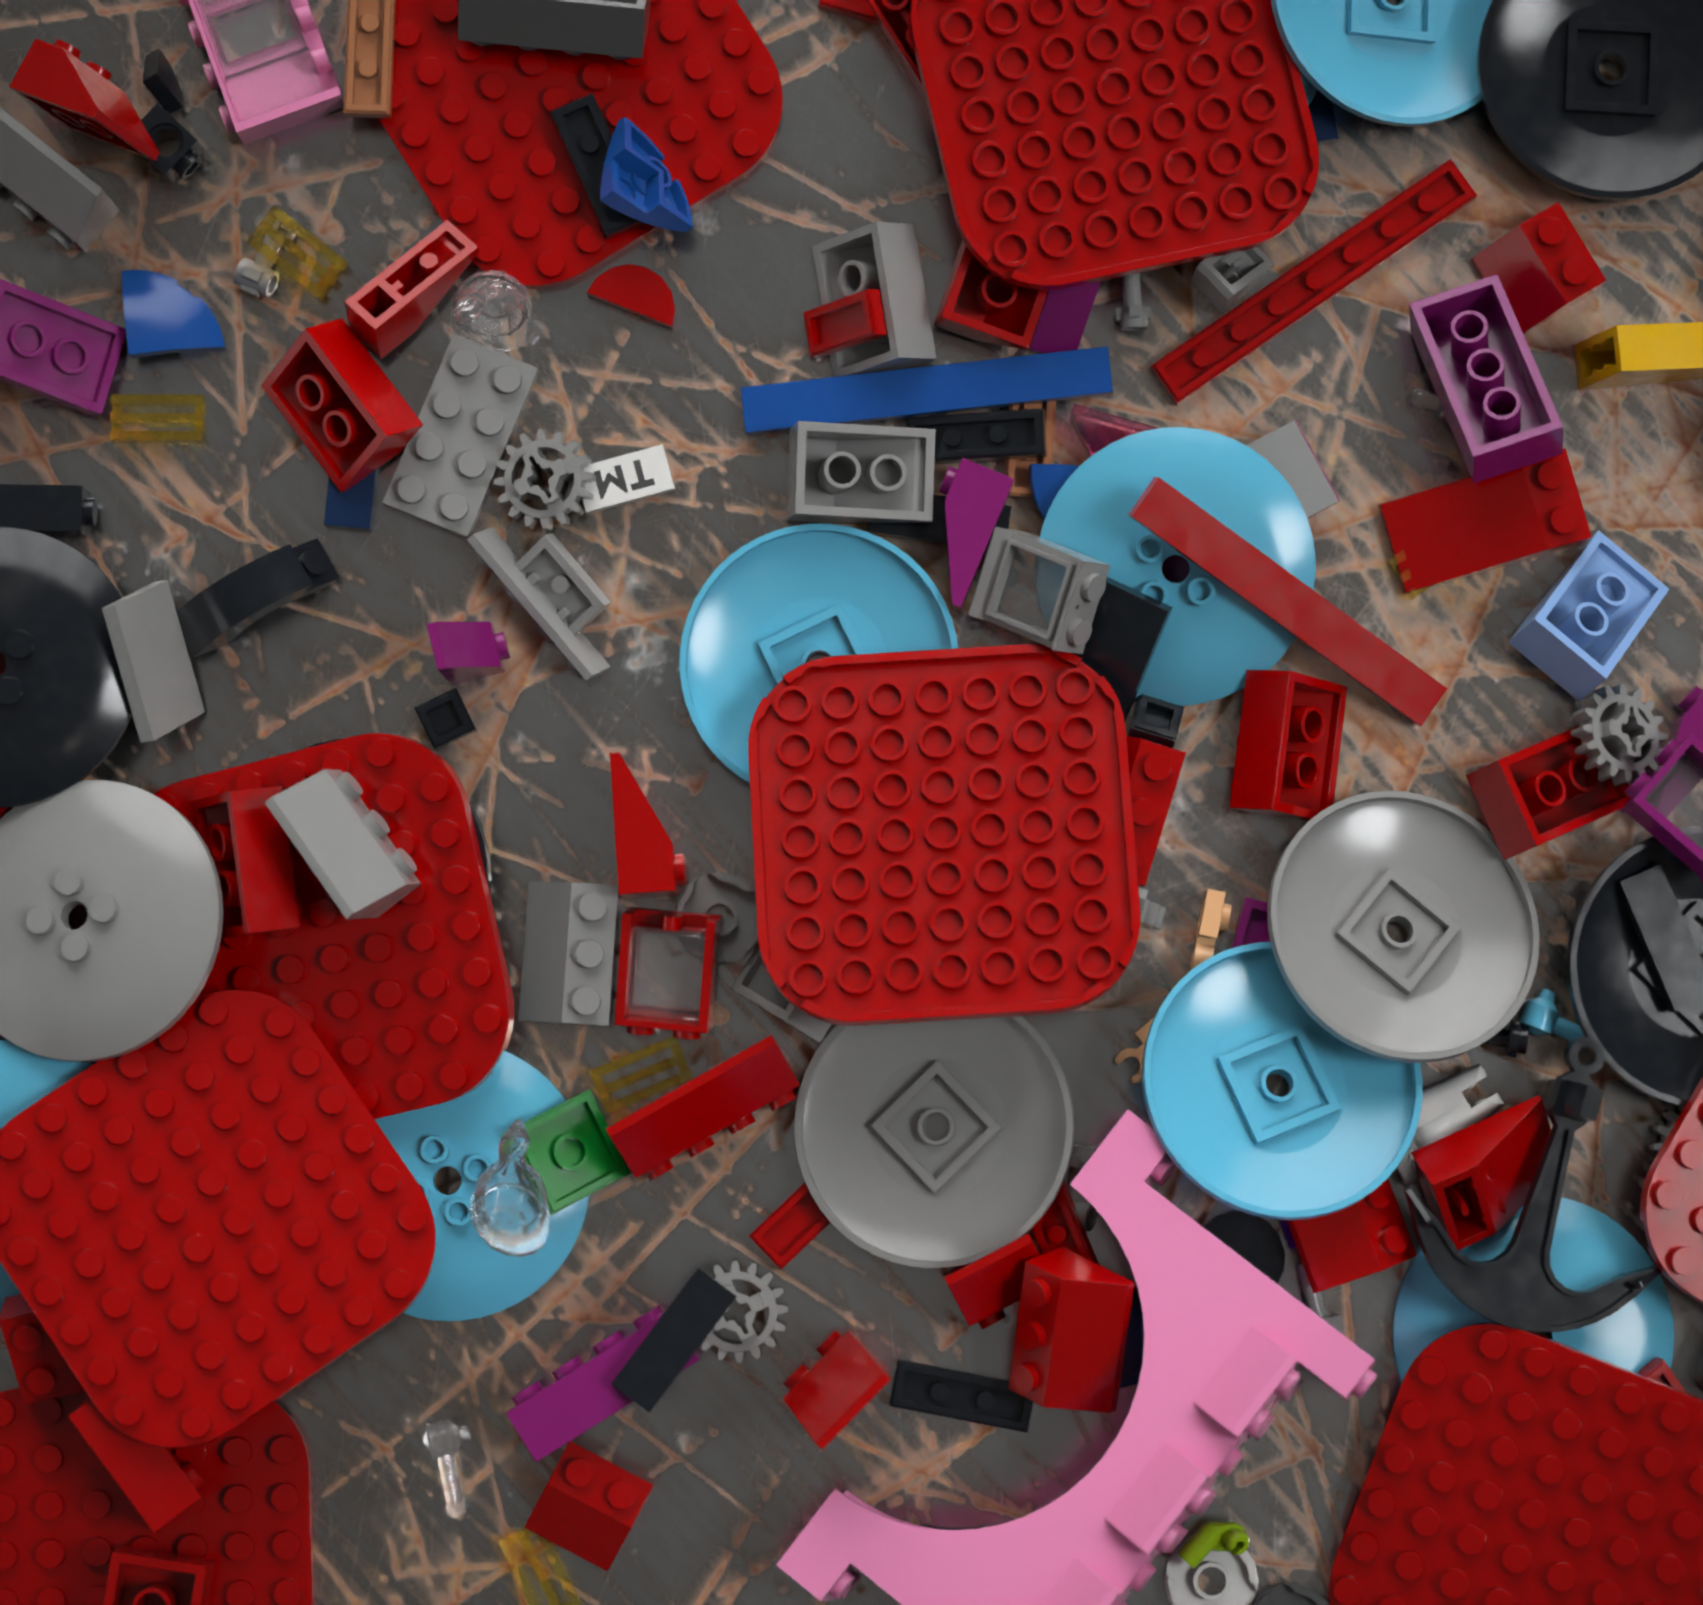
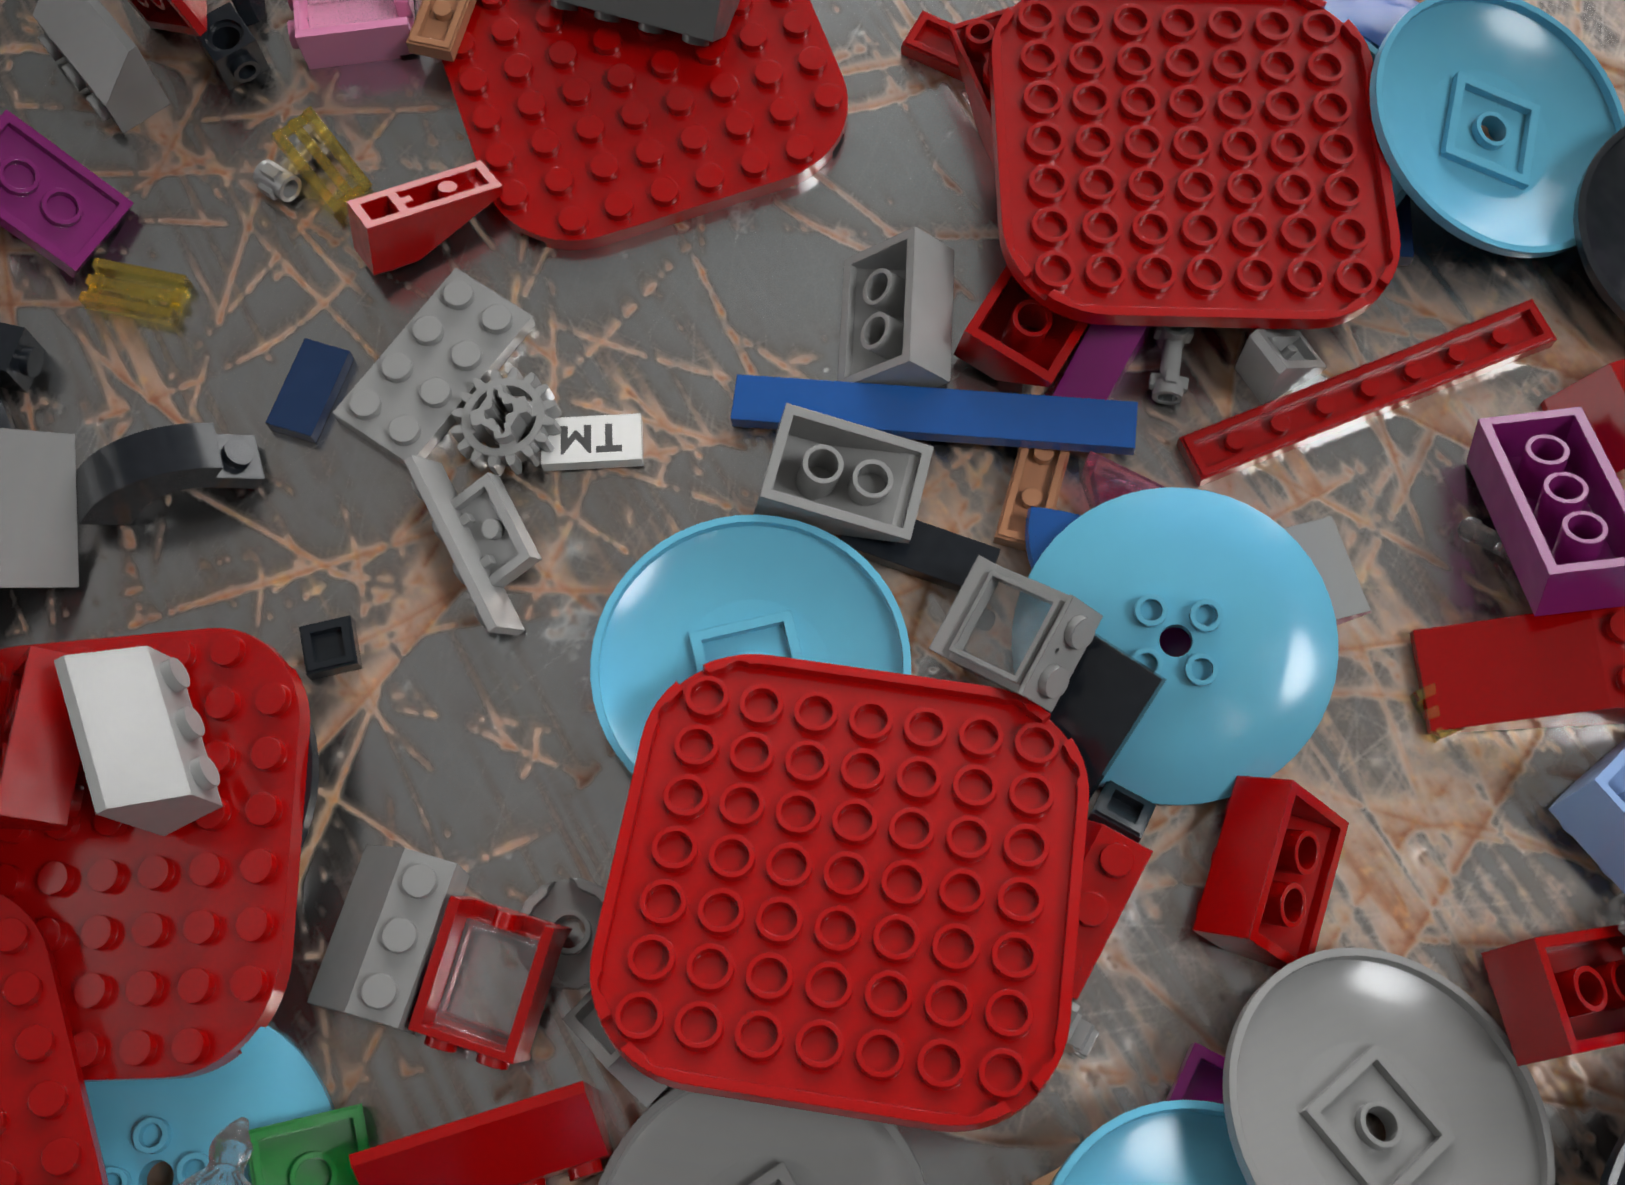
camera: 15 degrees right, 15 degrees down
(166, 317) = (176, 198): blue brick -> none
(340, 403) = (319, 306): red slope -> none
(467, 650) = (360, 567): magenta slope -> none
(494, 310) = (498, 246): clear piece -> none
(587, 144) = (646, 138): black tile -> none
(604, 1090) = (379, 1108): clear yellow tile -> none
(637, 292) = (653, 266): red tile -> none
(640, 184) = (681, 153): blue brick -> none
(644, 852) = (496, 829): red slope -> none
(845, 323) = (861, 327): red tile -> none
(971, 514) = (959, 528): magenta slope -> none
(986, 435) = (990, 471): black tile -> none
(1213, 917) = (1149, 1061): light nougat plate -> none
(1287, 601) = (1301, 703): red tile -> none

